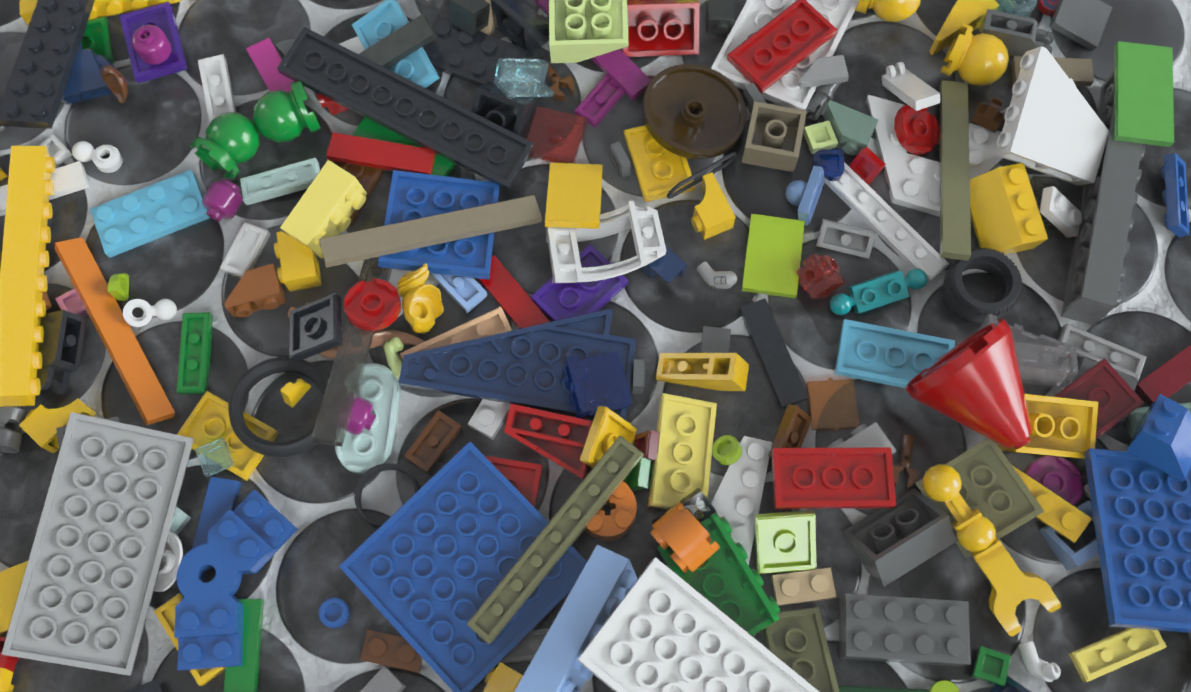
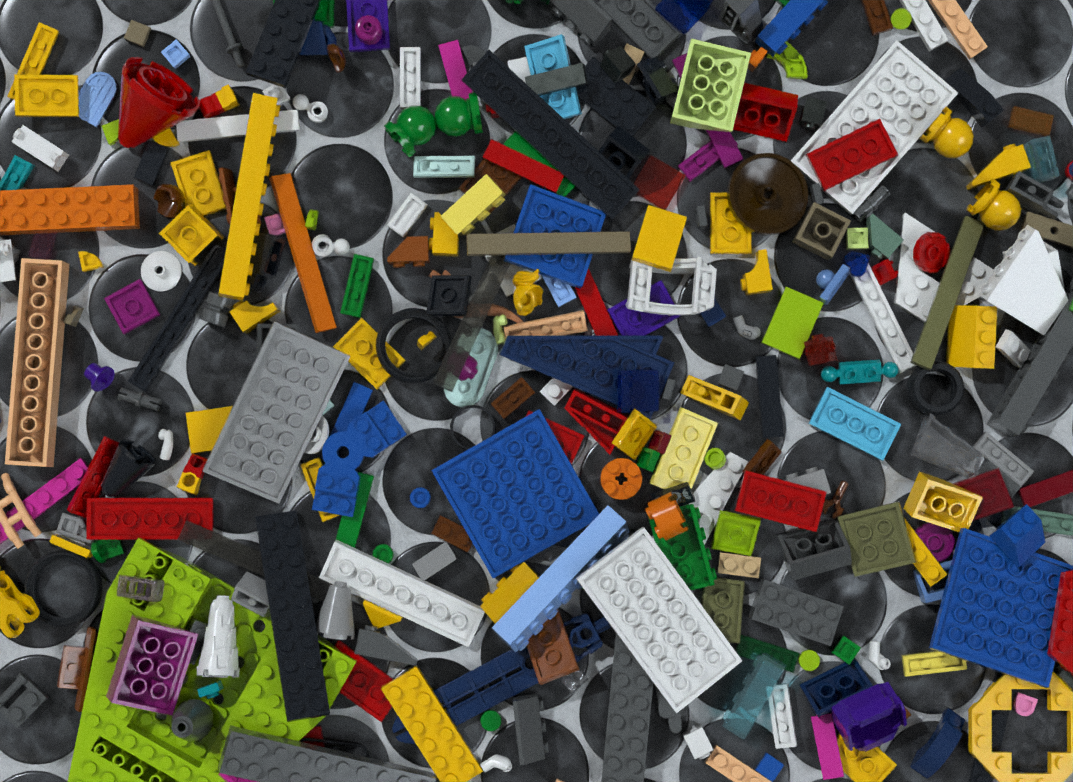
camera: 15 degrees right, 15 degrees up
(149, 213) = (342, 166): medium azure plate -> none
(214, 457) = (360, 369): clear light blue tile -> none
(222, 200) = (398, 172): magenta head -> none
(372, 305) = (493, 290): red tile -> none
(522, 77) = (645, 133): clear light blue panel -> none
(554, 540) = (581, 491): olive tile -> none
(557, 81) = (670, 135): reddish brown bar -> none
(672, 193) = (758, 248): black piece -> none
(825, 71) = (877, 188): light grey tile -> none
(832, 404) = (799, 445): clear orange piece -> none
(845, 238) = (850, 322): light grey slope -> none
(909, 87) = (936, 219): white hinge -> none
(979, 387) = (898, 466): red cone -> none
(979, 537) = (865, 566): yellow piece -> none
(989, 116) = (990, 255): reddish brown tile -> none

